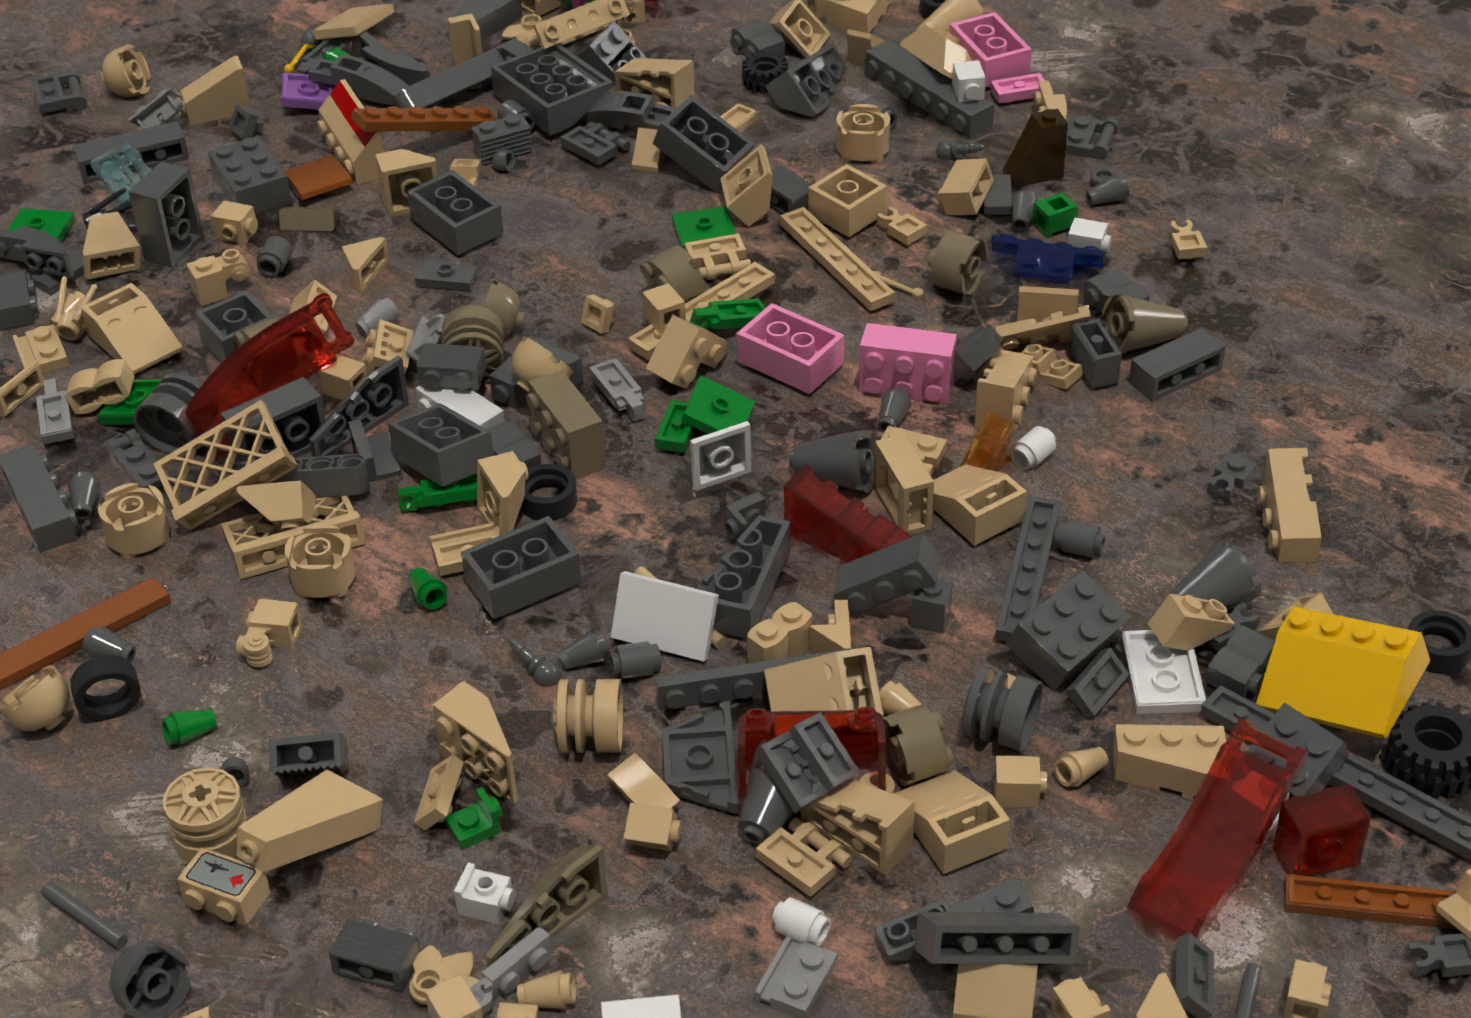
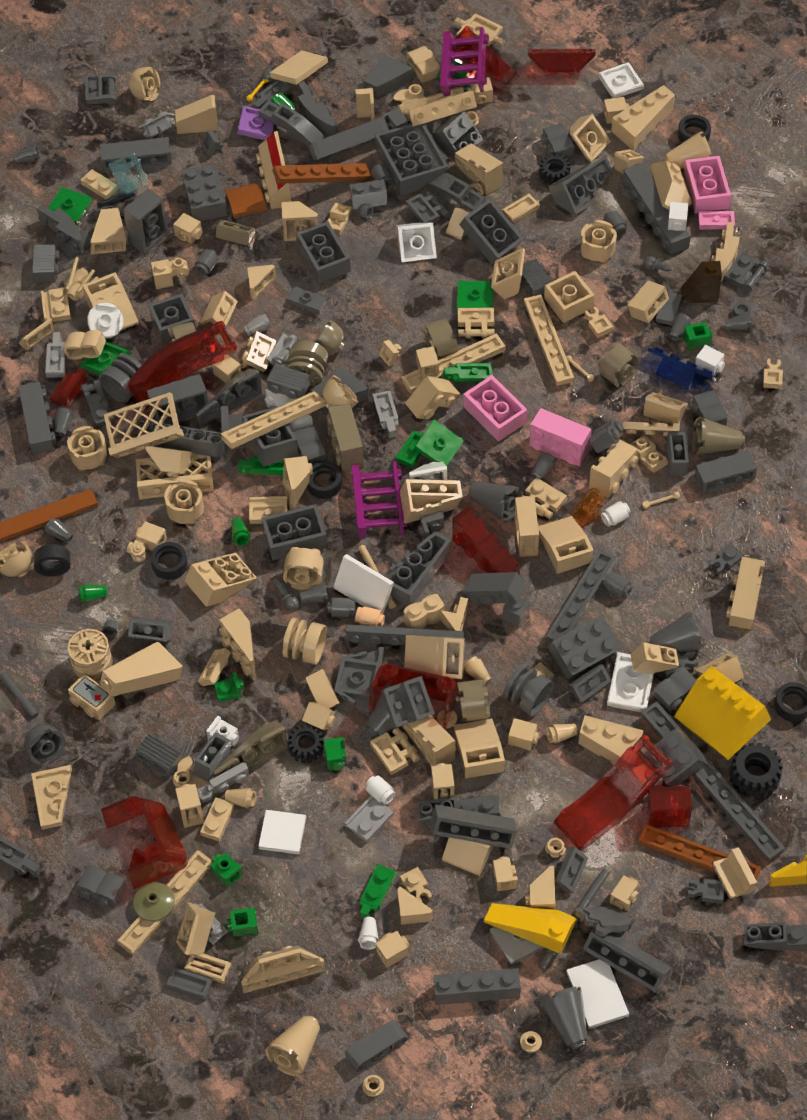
camera: 15 degrees right, 15 degrees up
(77, 196) = (99, 184): none -> tan plate
(86, 448) = (69, 387): none -> clear red panel
(129, 342) = (105, 318): none -> white tile
(317, 669) = (169, 548): none -> black tyre
(408, 660) = (219, 578): none -> tan slope
(441, 414) = (273, 420): none -> tan plate
(474, 931) = (211, 756): none -> dark grey brick
(553, 612) = (303, 568): none -> tan brick
(592, 178) = (416, 241): none -> white slope
(623, 518) = (361, 493): none -> magenta fence
(640, 894) = (305, 753): none -> black tyre
(688, 660) = (369, 616): none -> light nougat brick
(698, 881) = (335, 753): none -> green brick
(730, 473) = (429, 497): none -> tan wedge
(912, 878) = (442, 781): none -> tan brick
(1074, 430) = (646, 504): none -> tan hinge
(1151, 940) = (555, 842): none -> tan plate

